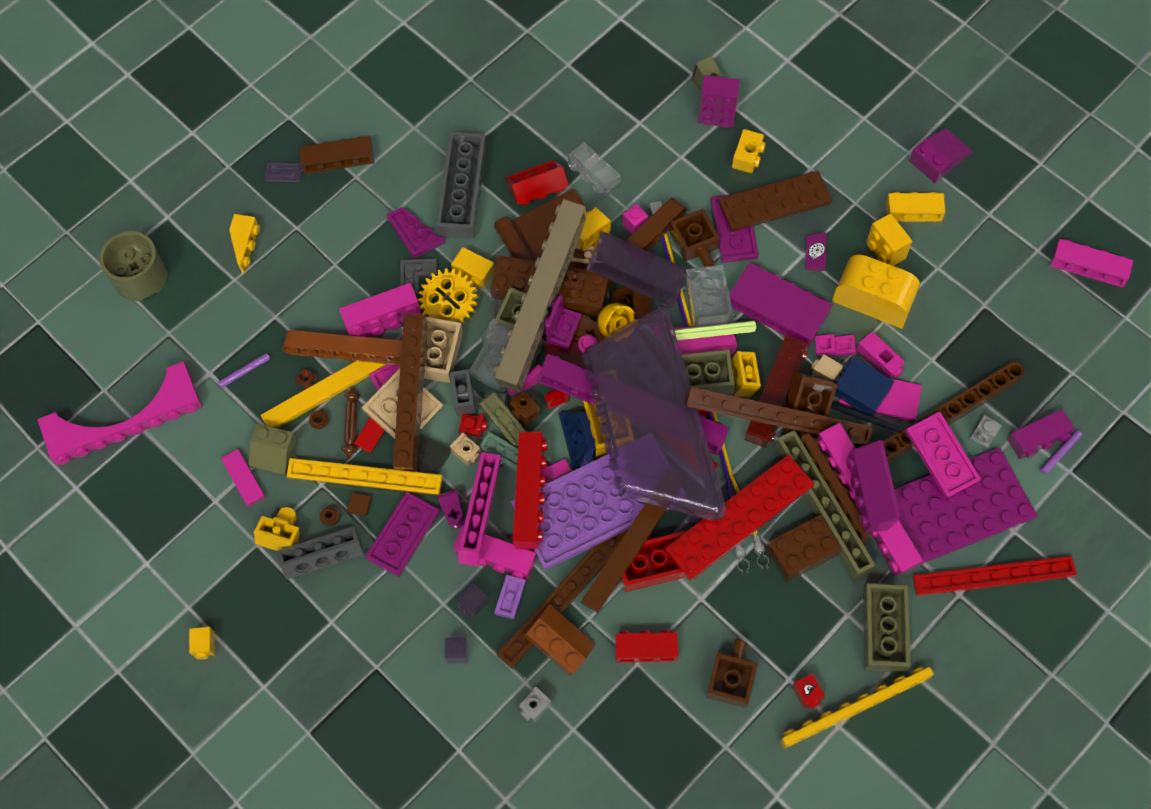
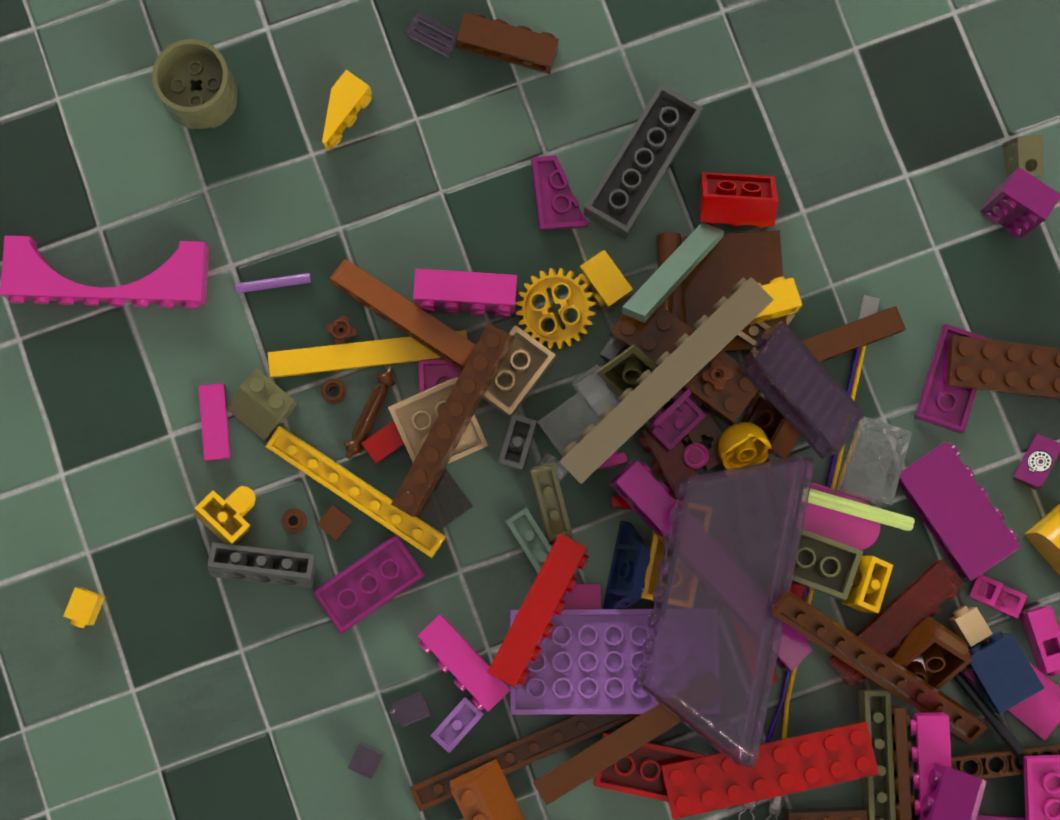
camera: 20 degrees right, 15 degrees up
(414, 269) = (531, 247): dark grey tile -> none
(451, 506) = (440, 576): magenta piece -> none
(467, 457) = (480, 511): tan brick -> none
(473, 425) = (511, 487): red bracket -> none
(479, 509) = (468, 608): dark pink brick -> none
(514, 236) = (672, 272): none -> sand green tile
(525, 408) = (579, 507): reddish brown brick -> none
(594, 169) = (816, 217): clear brick -> none
(634, 218) = (835, 312): dark pink brick -> none
(695, 237) = (897, 373): reddish brown brick -> none
(751, 142) = (1010, 290): yellow brick -> none

